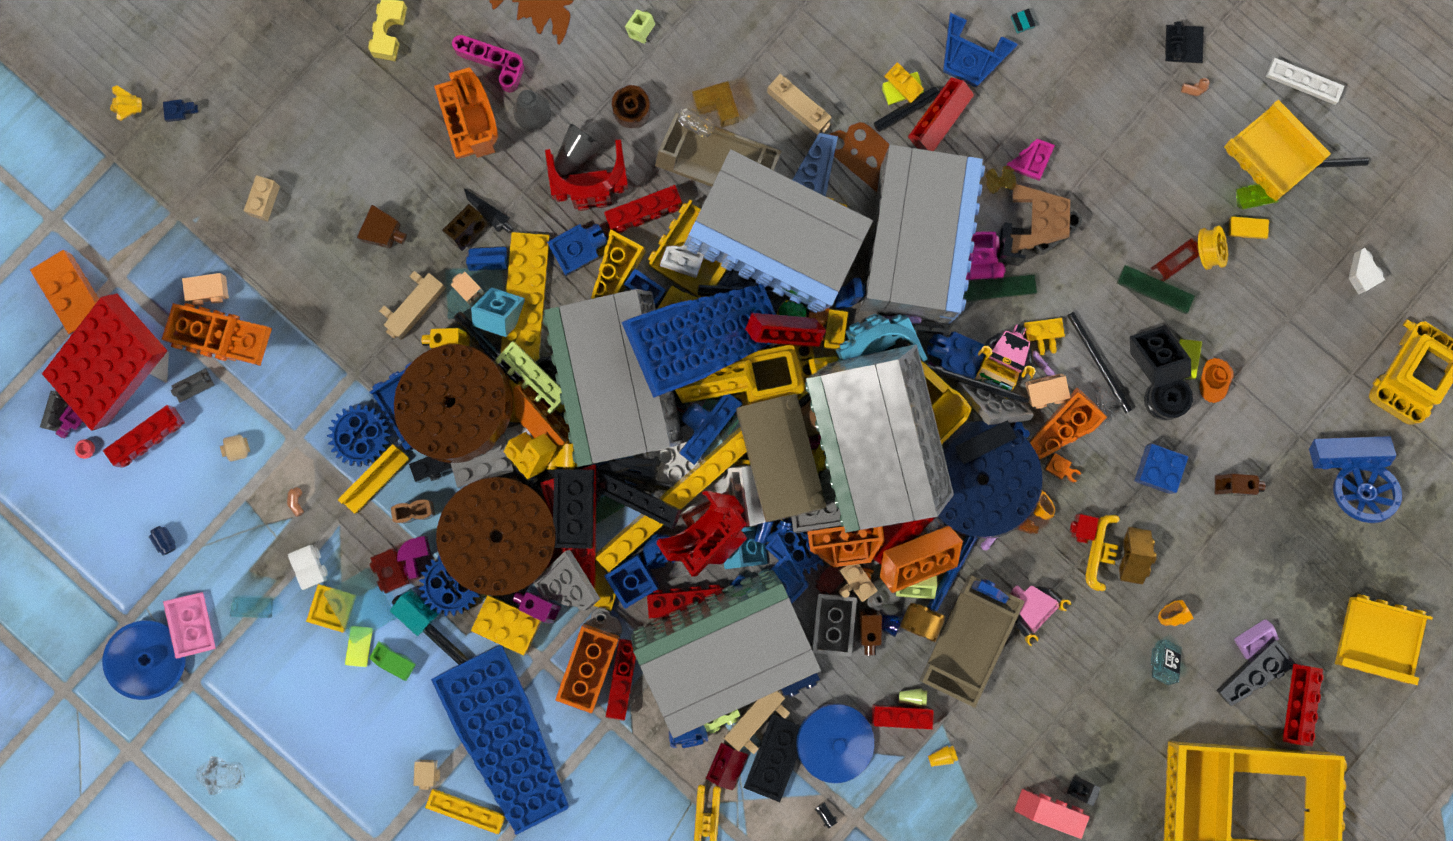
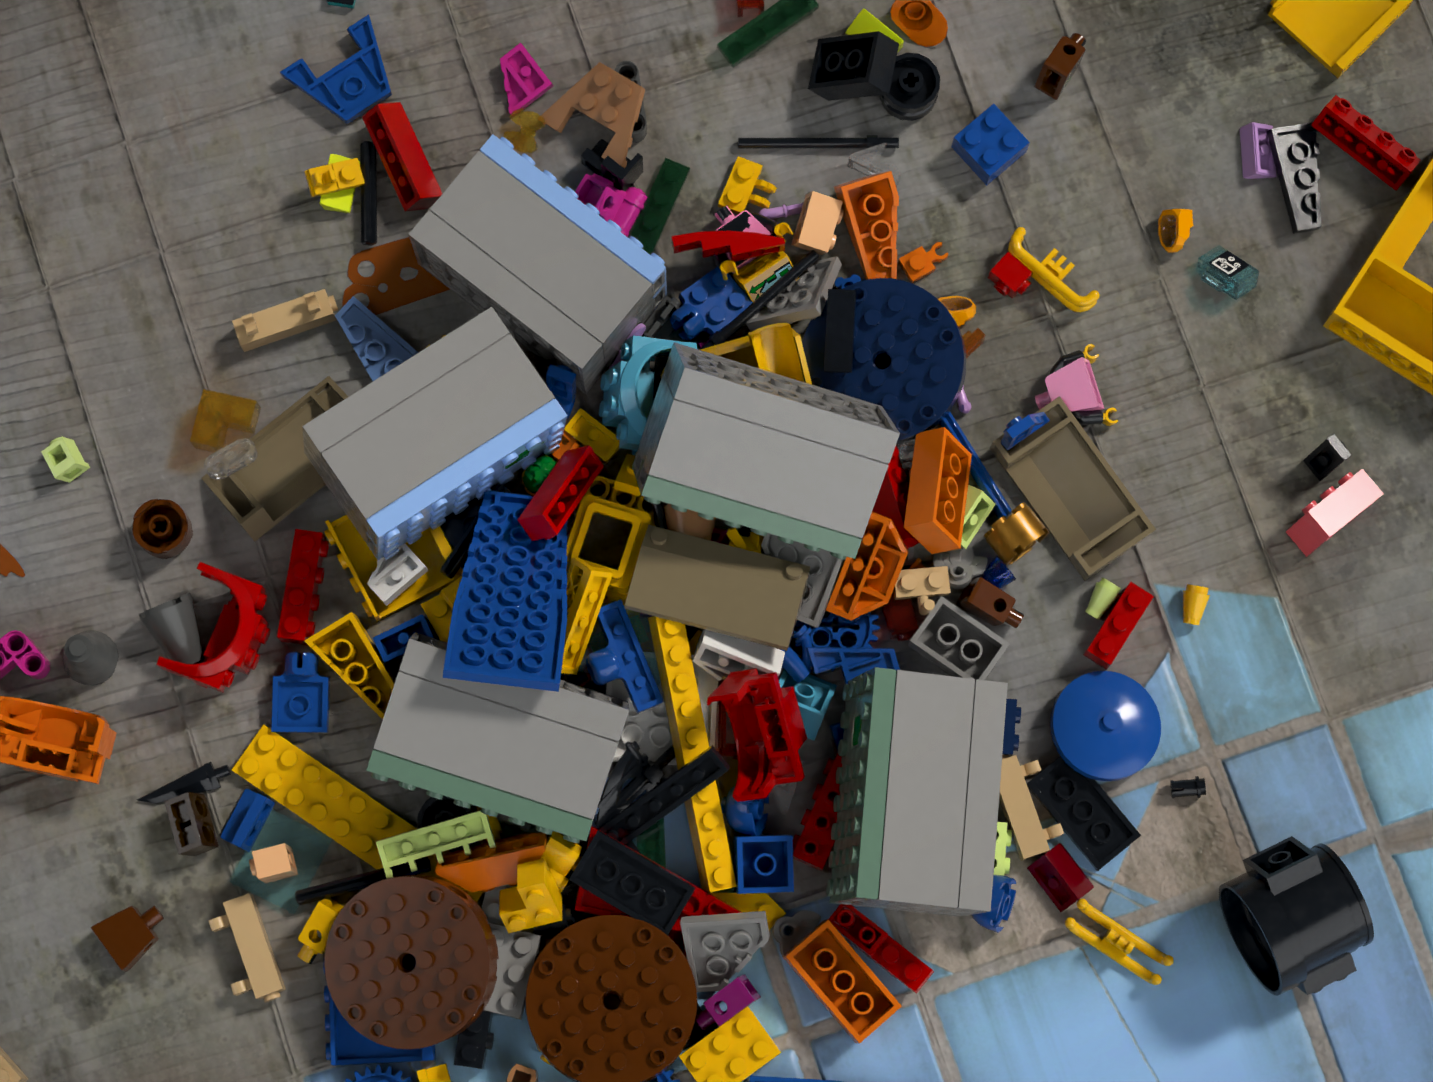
camera: 55 degrees left, 5 degrees down
(497, 311) = (324, 843): medium azure slope -> none
(1005, 351) = (739, 244): none -> red slope
(1137, 556) = (1079, 231): pearl gold brick -> none

